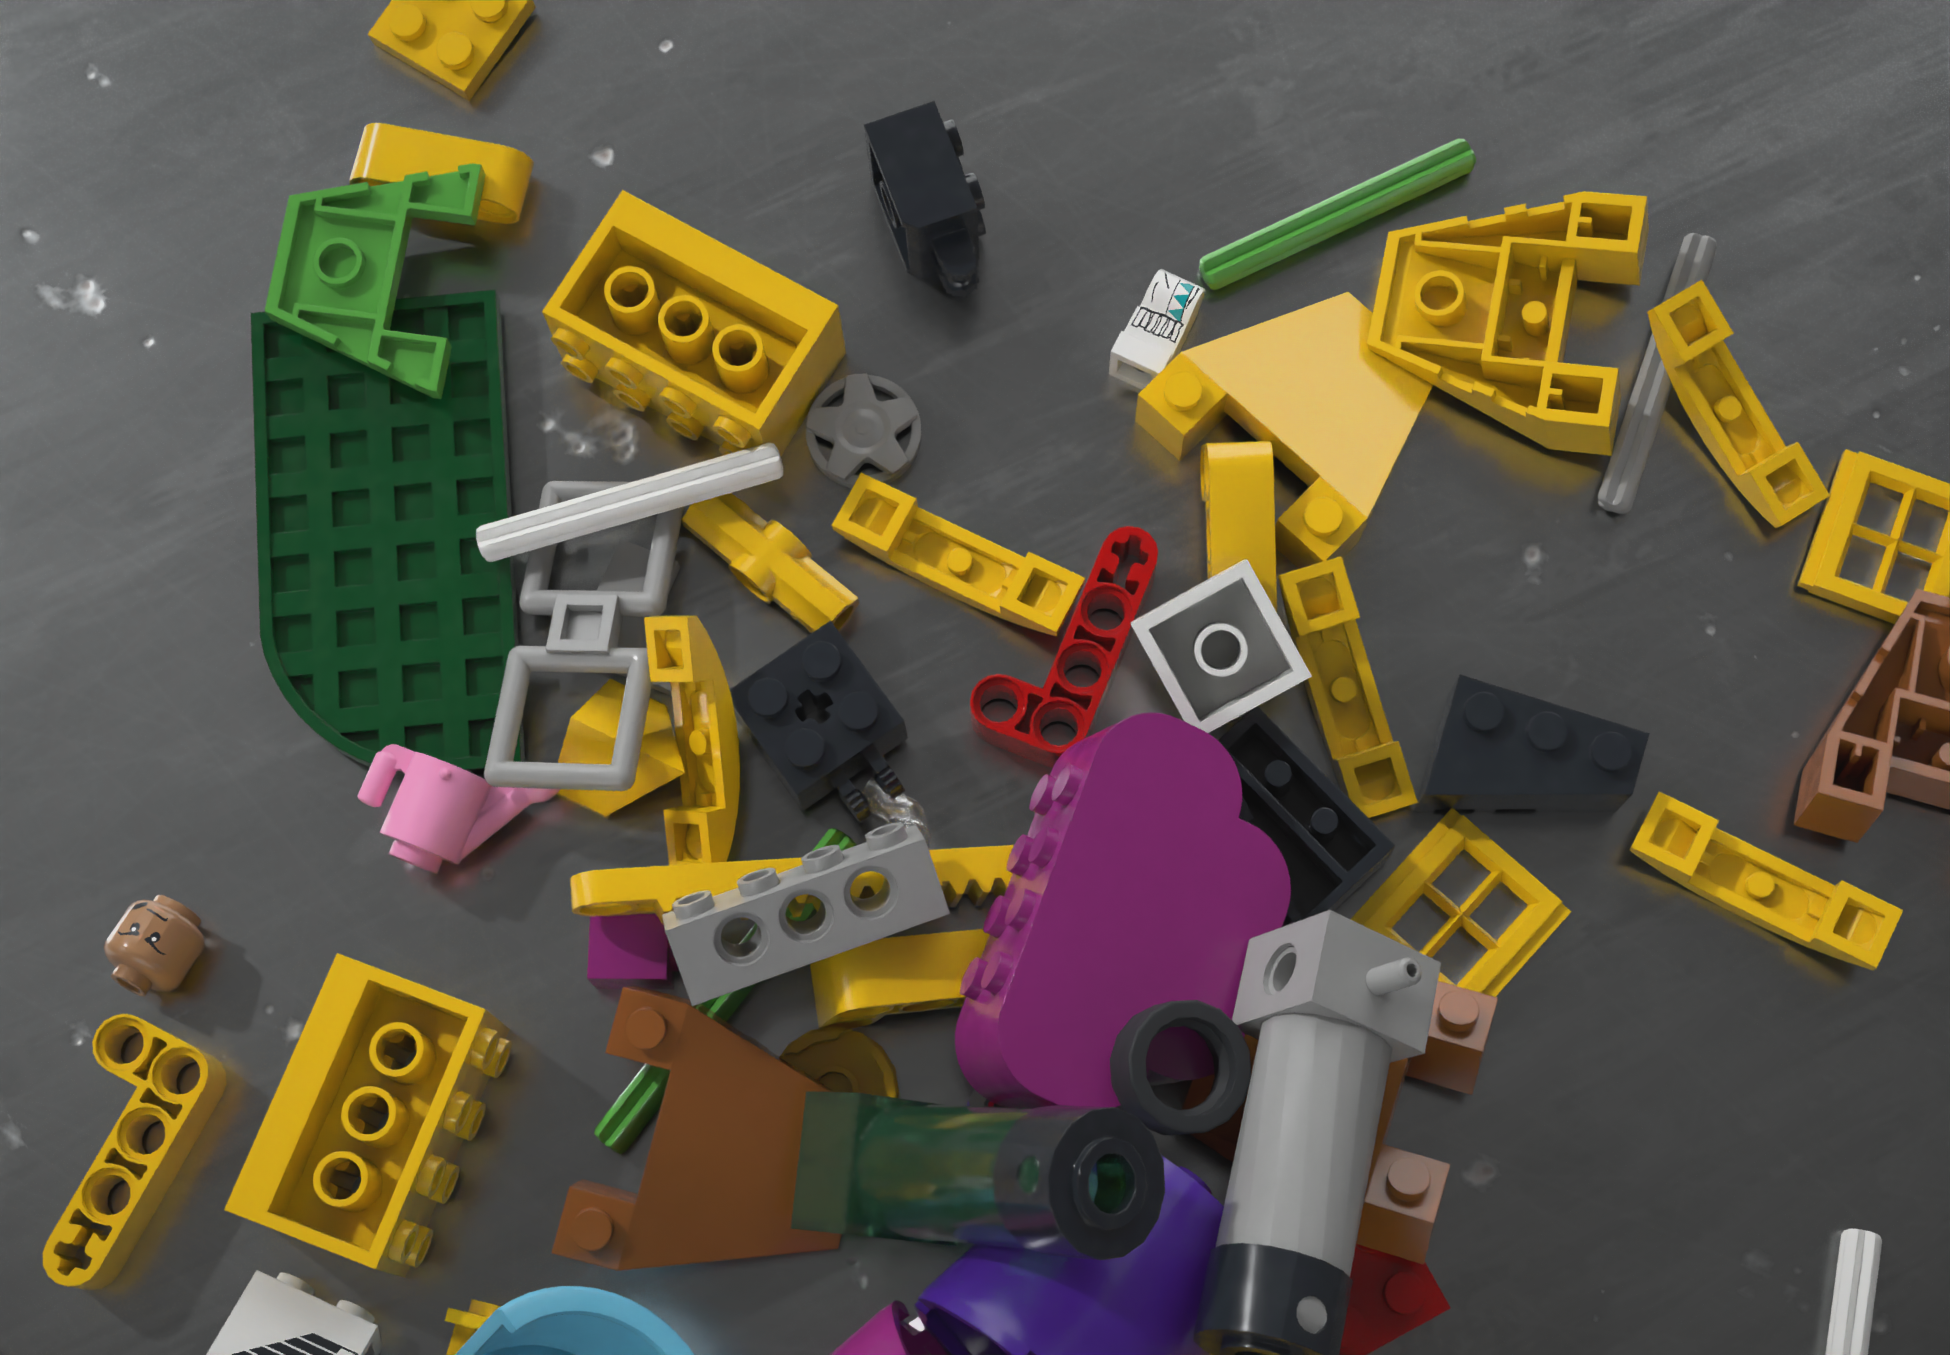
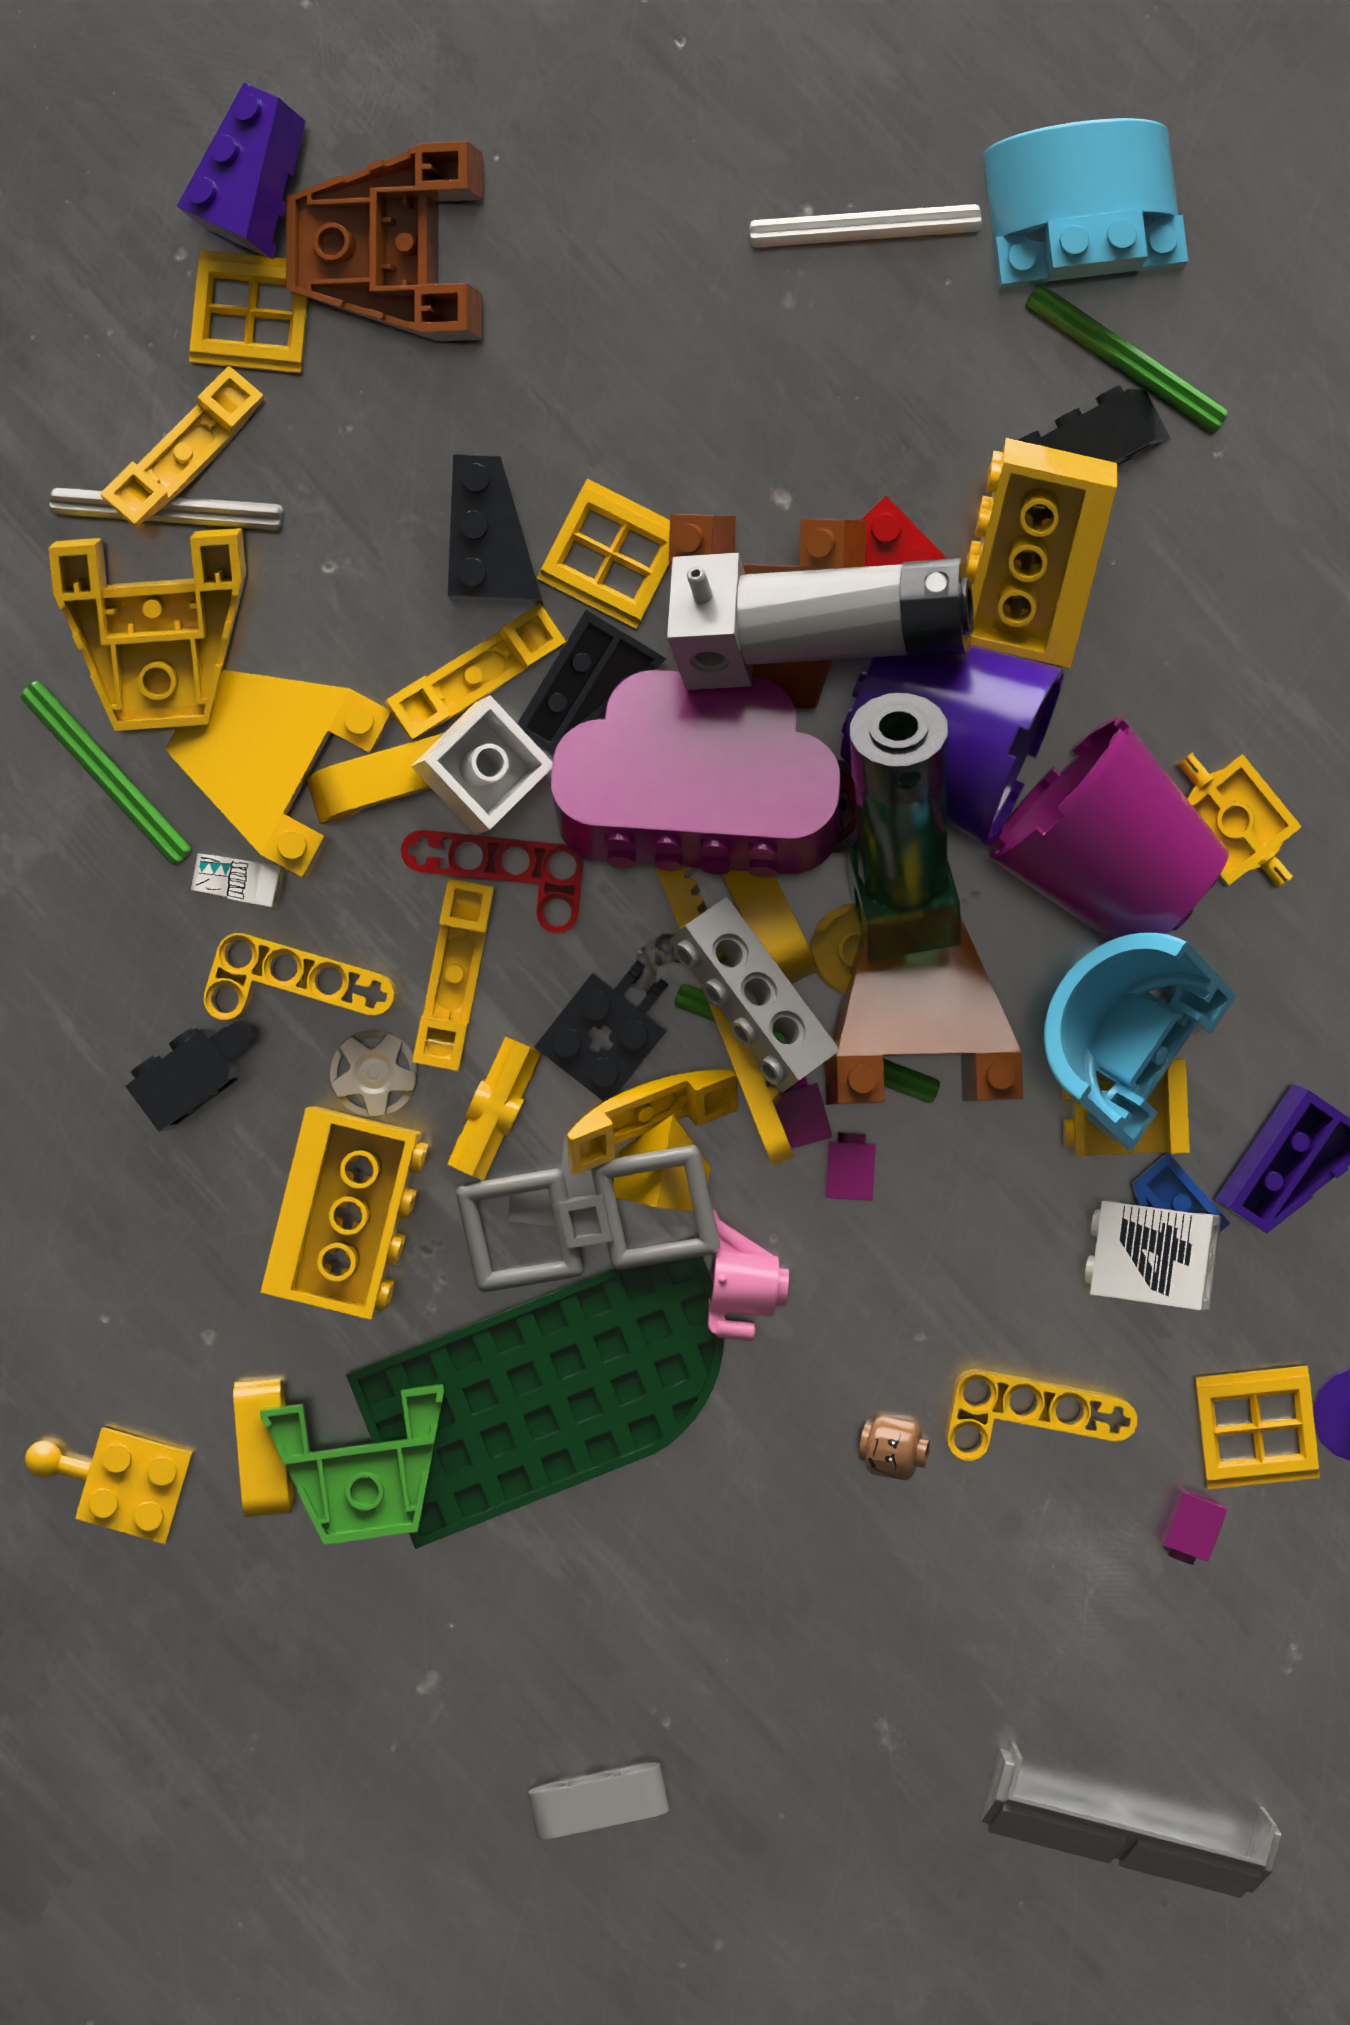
camera: 115 degrees left, 15 degrees up
(330, 1109) = (974, 1282): yellow brick -> none
(541, 994) = (850, 1167): none -> magenta brick
(629, 502) = (485, 1217): white axle -> none
(1003, 374) = (303, 983): none -> yellow beam
(1230, 1062) = (791, 677): black tyre -> none
(1762, 887) = (531, 351): yellow slope -> none

